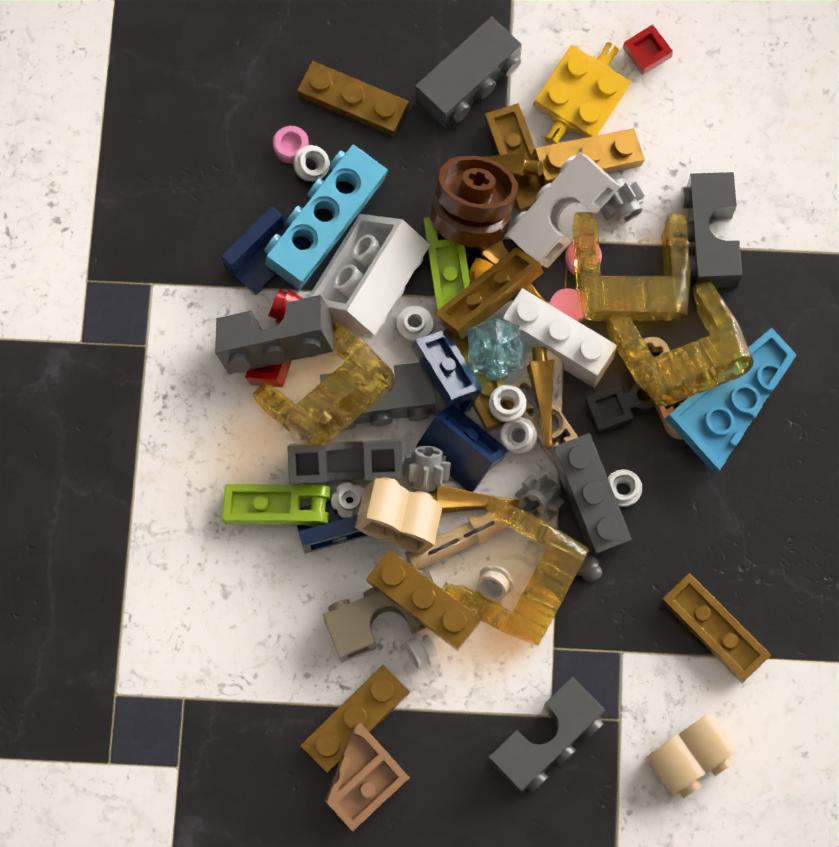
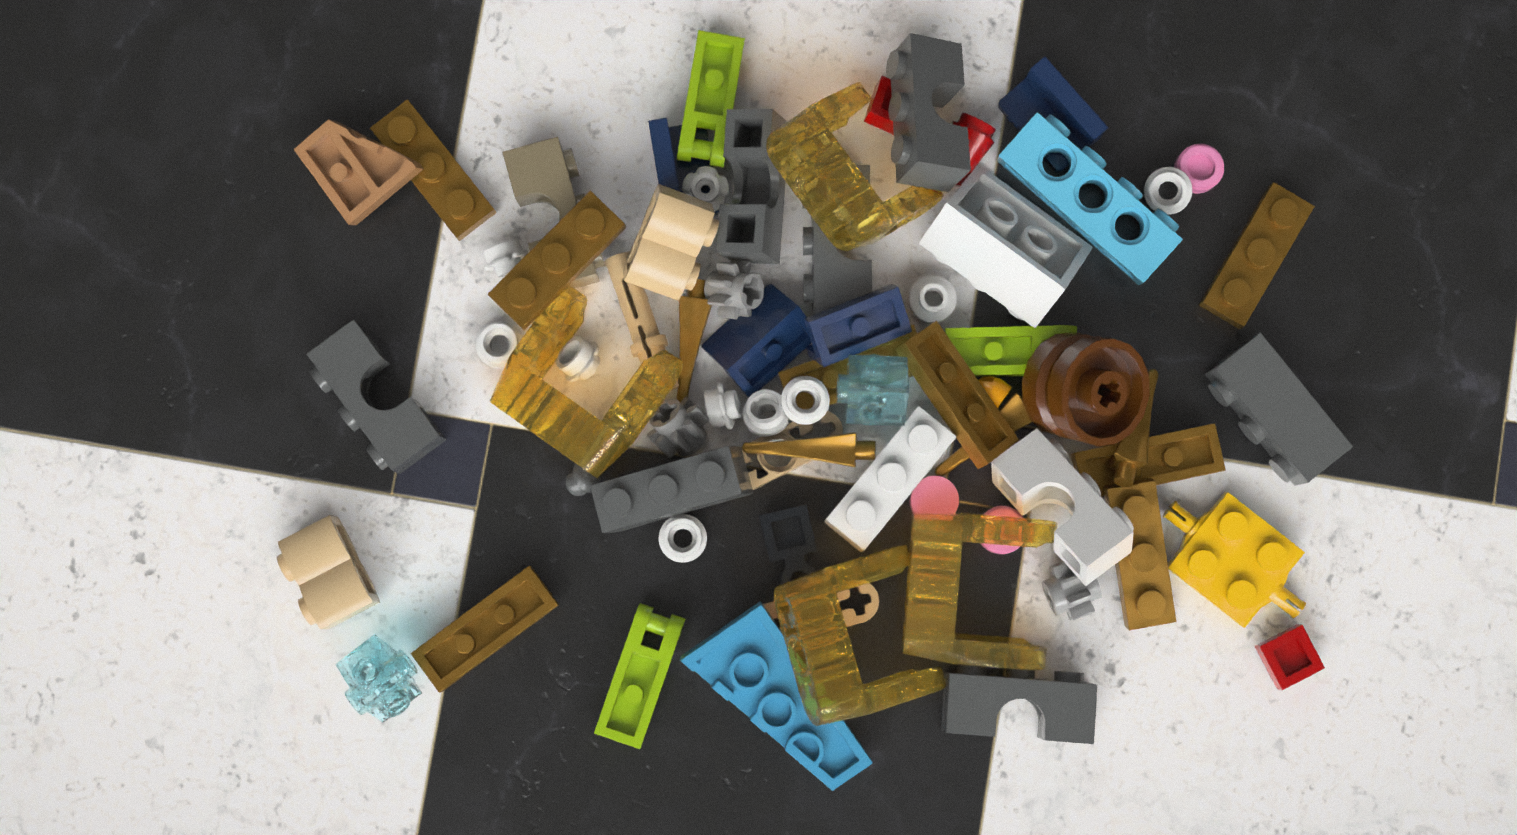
camera: 90 degrees right, 10 degrees up
(490, 635) = (488, 334): none -> white plate
(518, 468) = (722, 406): none -> white plate
(734, 506) = (639, 678): none -> lime plate
(760, 709) = (379, 679): none -> clear light blue brick

